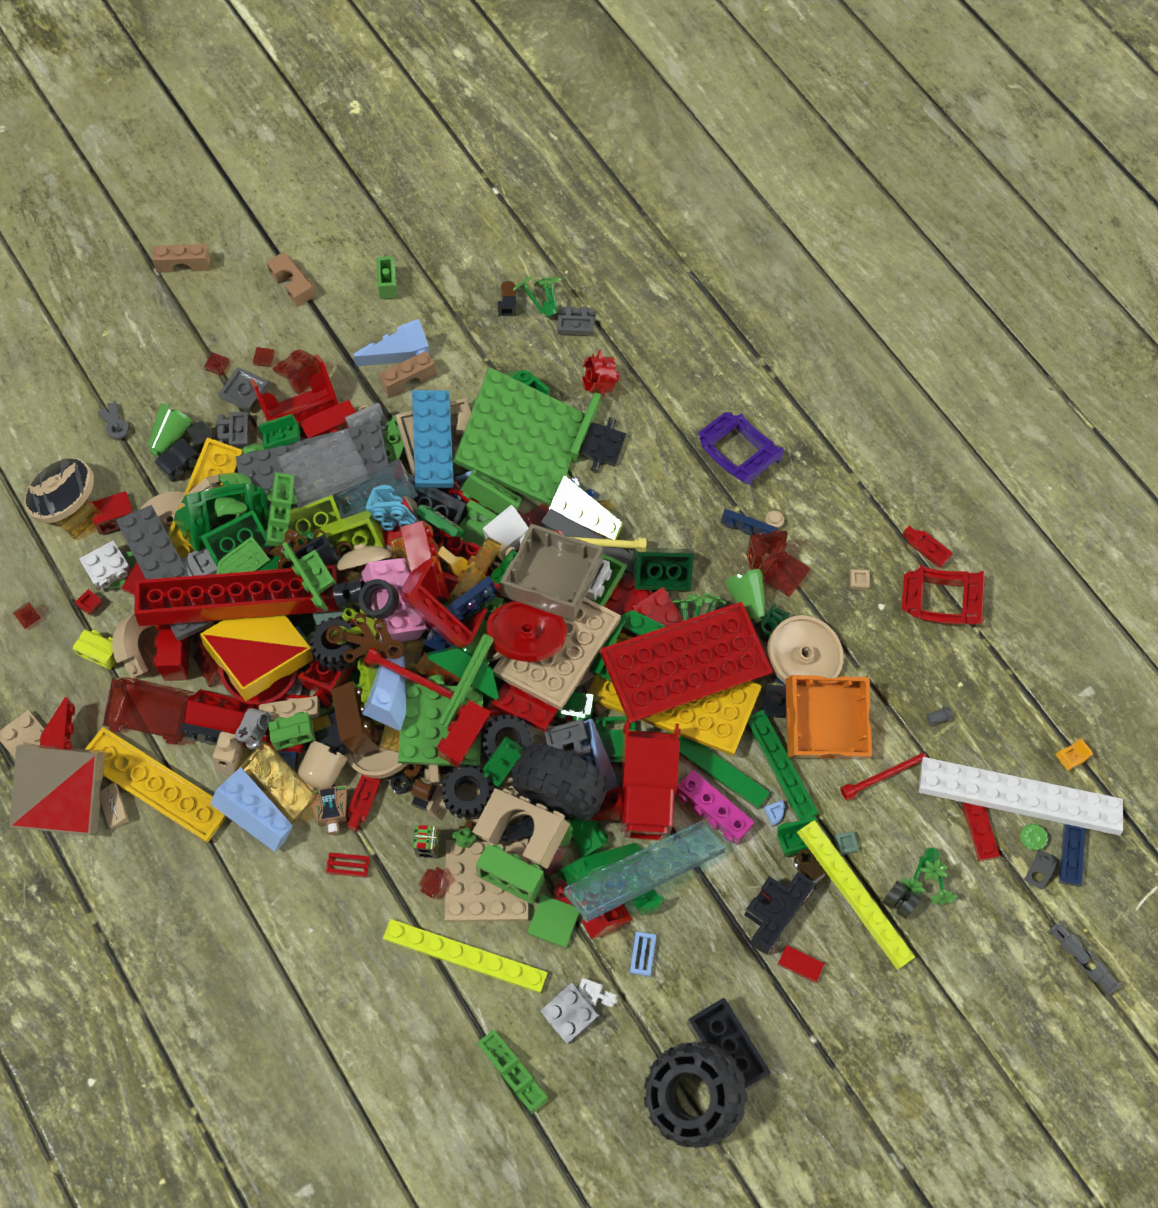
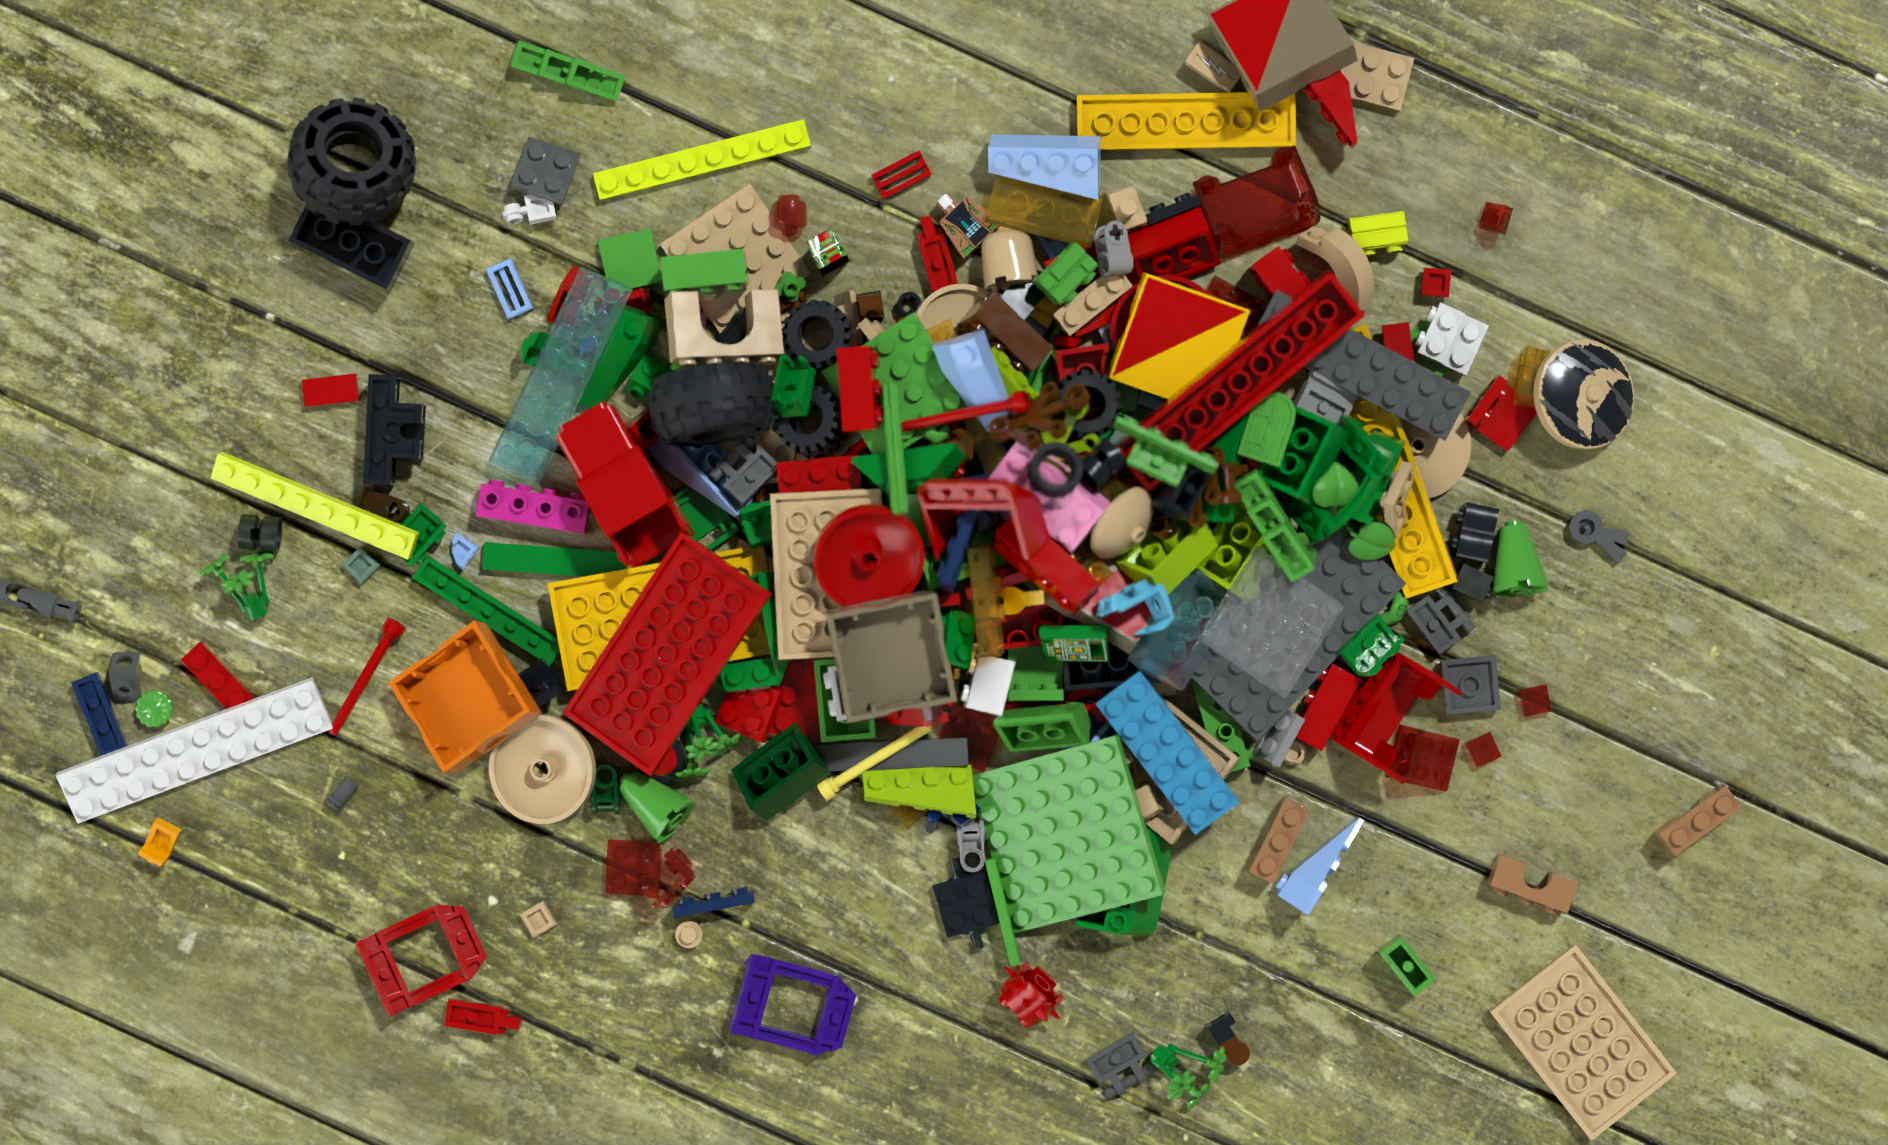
camera: 150 degrees right, 25 degrees up
(325, 197) = (1583, 1042): none -> tan plate
(577, 469) = (972, 843): none -> light grey piece

